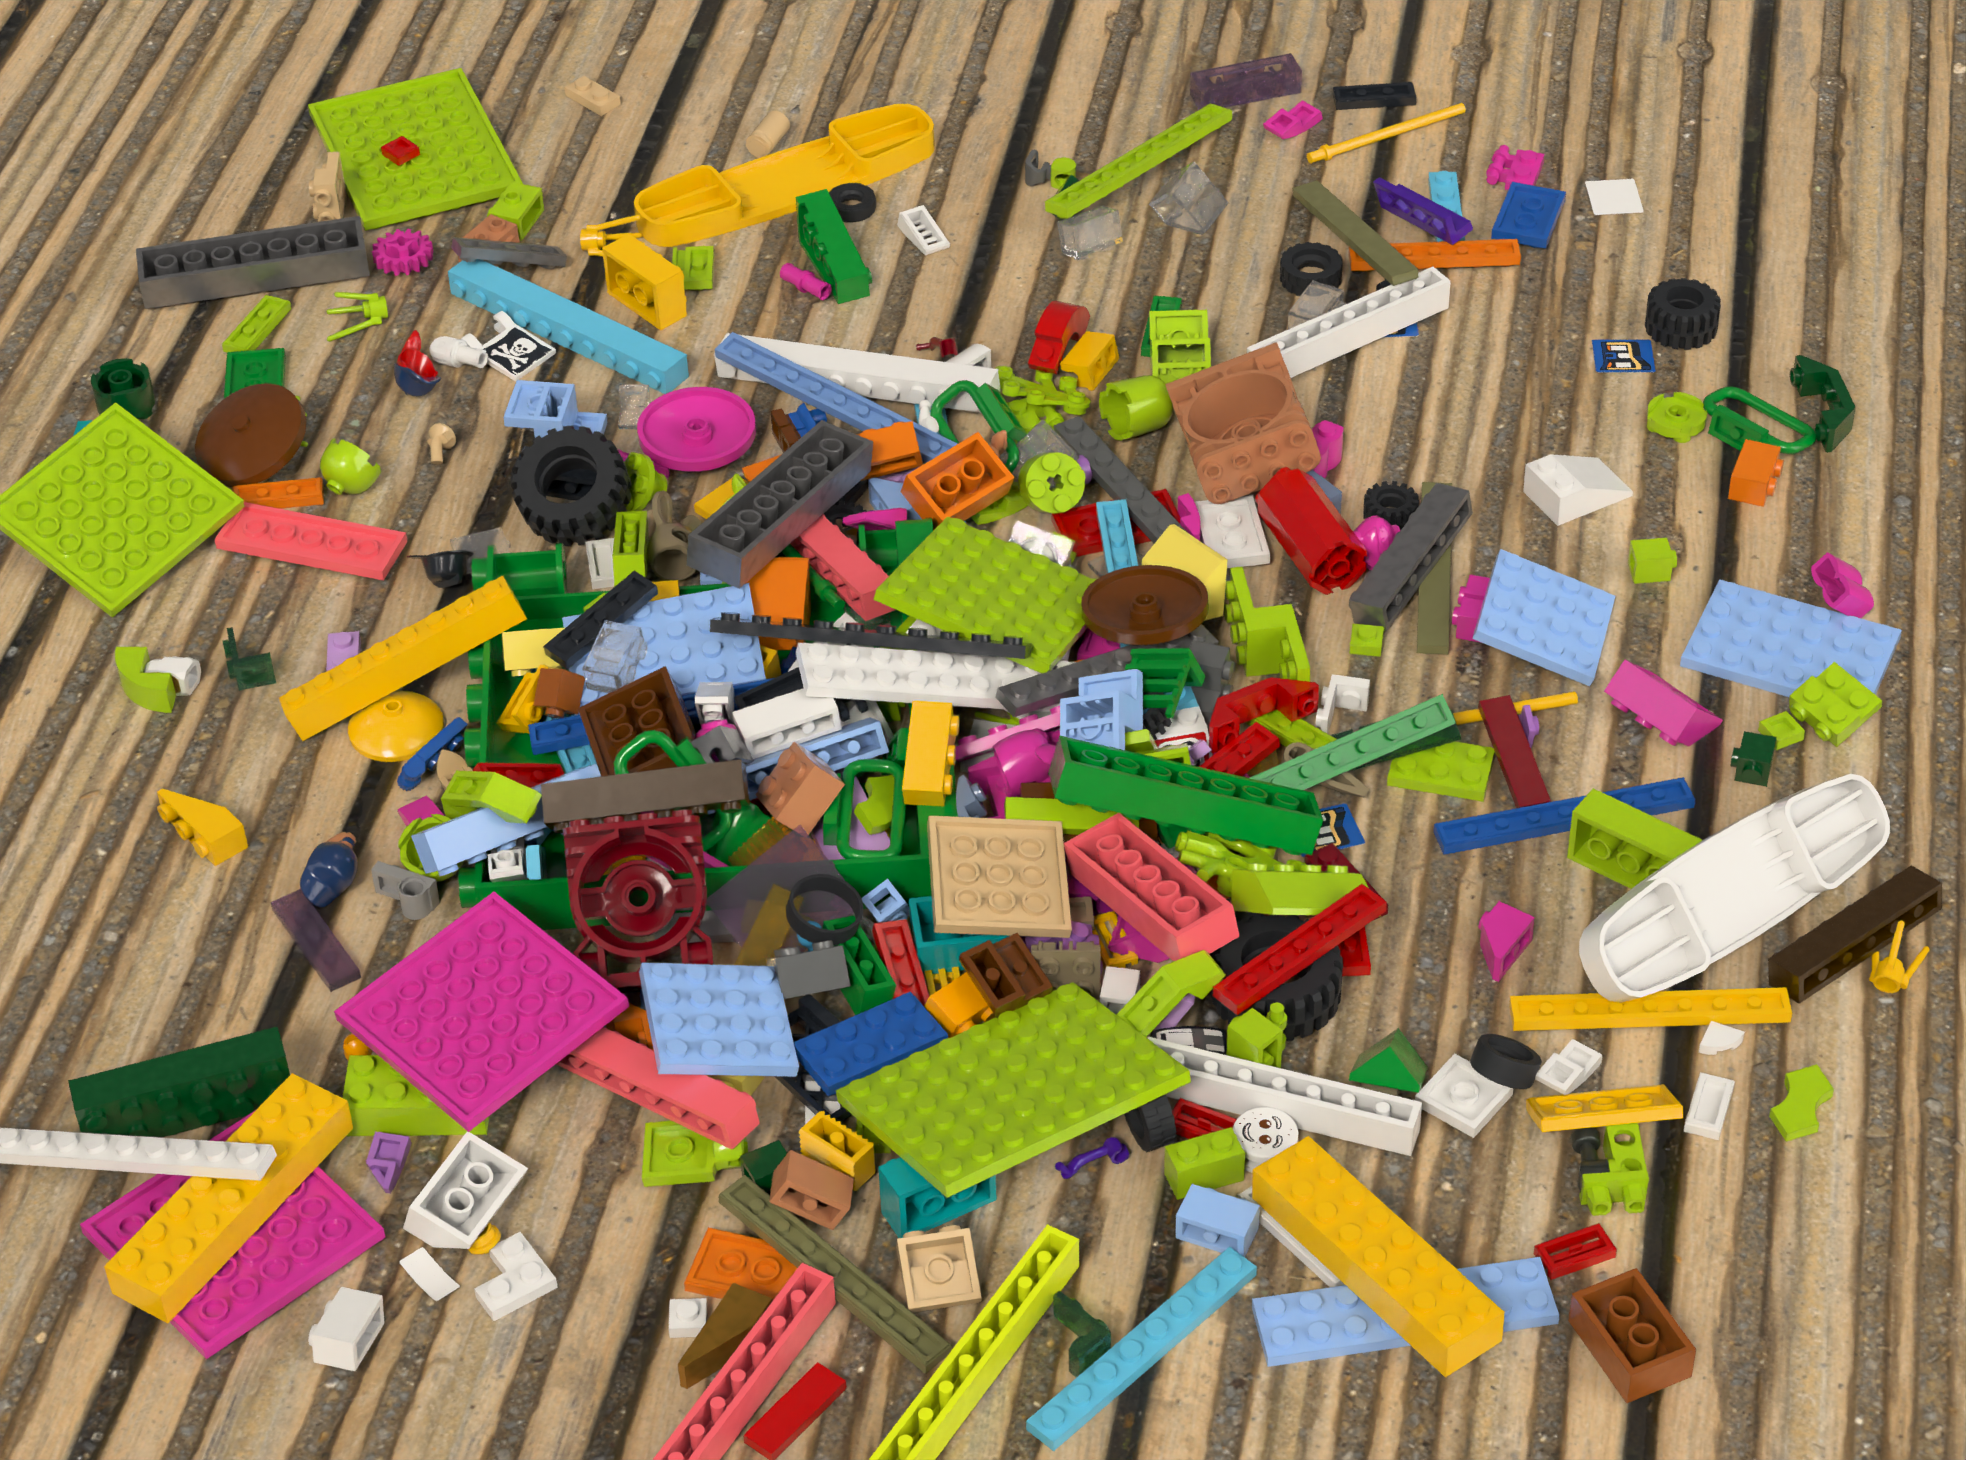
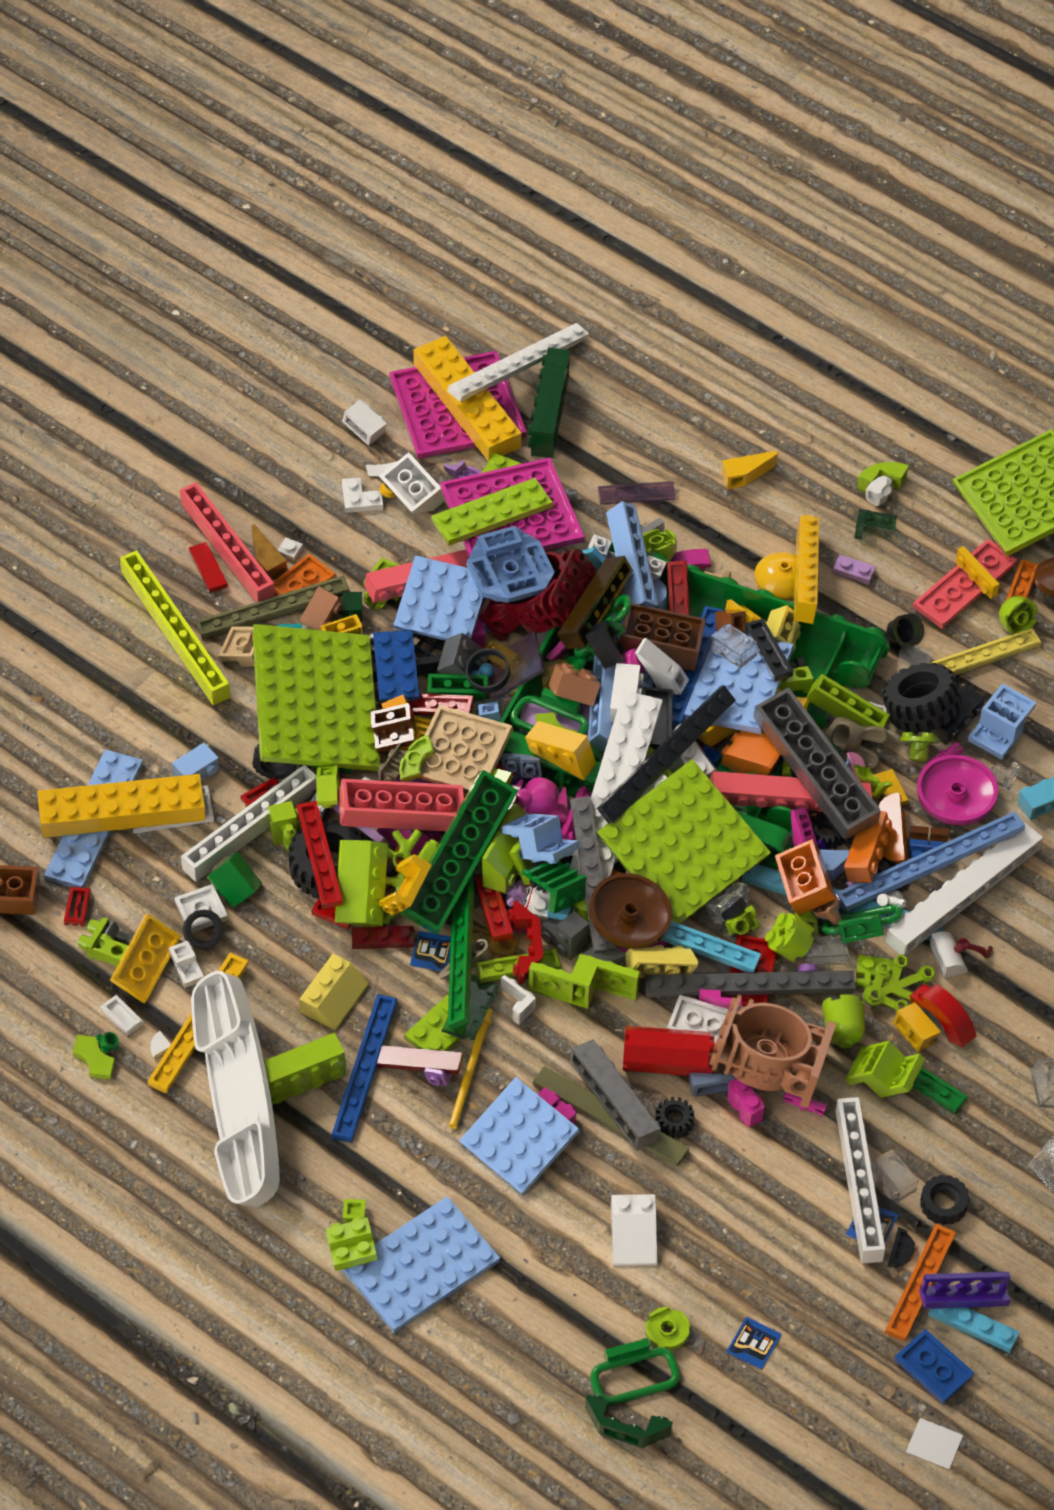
camera: 115 degrees right, 10 degrees up
(297, 516) = (977, 572): none -> yellow plate
(329, 869) = (678, 507): dark blue hair -> none
(426, 758) = (739, 572): blue hinge -> none
(436, 489) = (991, 651): none -> light yellow tile
(440, 438) = (1026, 670): tan plate -> none
(489, 790) = (627, 543): lime slope -> none
(505, 1019) = (491, 511): none -> lime plate
(641, 909) = (512, 551): none -> medium blue piece
(1048, 921) = (414, 758): none -> lime tile
(1092, 1333) = (171, 687): clear green bracket -> none
(1140, 1349) = (148, 708): medium azure plate -> none
(1205, 1161) = (233, 776): lime brick -> none
(1264, 1134) = (228, 805): white head -> none
(1287, 825) = (415, 871): none -> yellow panel
(1355, 233) = (960, 1234): olive tile -> none
(1366, 640) = (565, 1046): lime plate -> none
(1376, 536) = (646, 1086): dark pink helmet -> none
(1470, 892) = (333, 992): none -> light yellow slope
(1504, 937) = (290, 980): dark pink slope -> none
(1523, 167) = (992, 1398): dark pink plate -> none
(1651, 560) = (538, 1228): lime brick -> none
(1660, 705) = (413, 1161): dark pink slope -> none
(1682, 313) = (765, 1372): black tyre -> none
(1754, 758) = (339, 1180): dark green brick -> none
(1755, 473) = (582, 1336): orange brick -> none
(1767, 1091) = (108, 1042): none -> green plate
(1842, 586) = (444, 1312): dark pink brick -> none
(1854, 933) = (179, 1146): dark brown brick -> none
(1890, 974) = (145, 1149): yellow plant -> none

